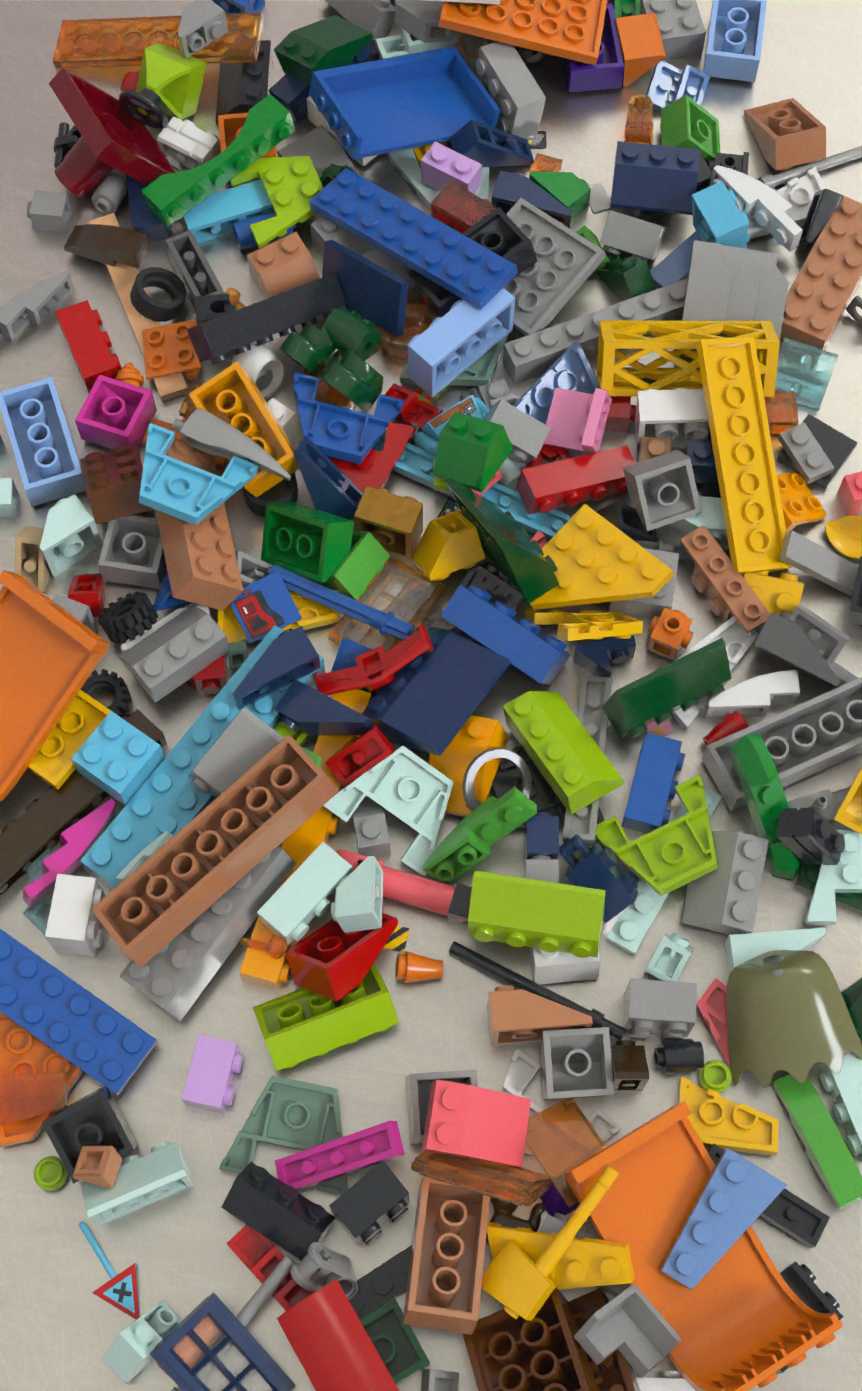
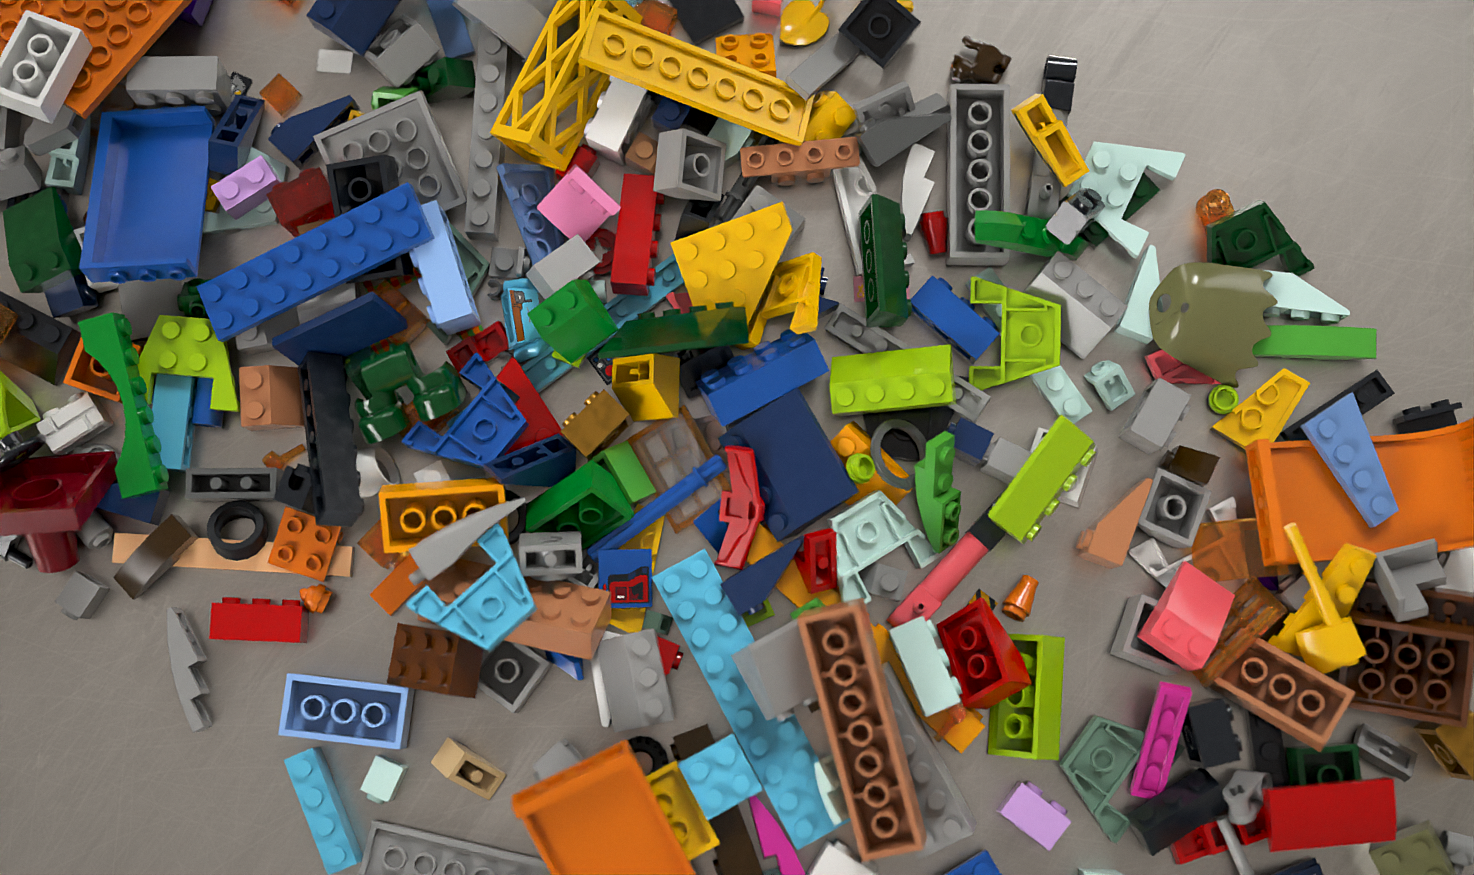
camera: 60 degrees left, 15 degrees up
(68, 535) = (463, 727): light aqua slope -> none
(89, 591) = (526, 733): red slope -> none
(115, 413) = (353, 628): dark pink slope -> none
(128, 617) = (587, 705): black tyre -> none
(252, 527) = (550, 555): none -> light grey brick
(284, 660) = (700, 585): dark blue slope -> none
(360, 898) = (952, 621): light aqua slope -> none
(462, 748) = (860, 468): none -> lime plate
(526, 984) = (1134, 475): black bar -> none
(564, 187) = (315, 89): green slope -> none
(598, 870) = (1022, 409): dark blue brick -> none
(669, 633) = (827, 240): orange brick -> none
(679, 1056) = (1197, 421): black brick -> none
(805, 453) = (706, 19): light grey plate -> none

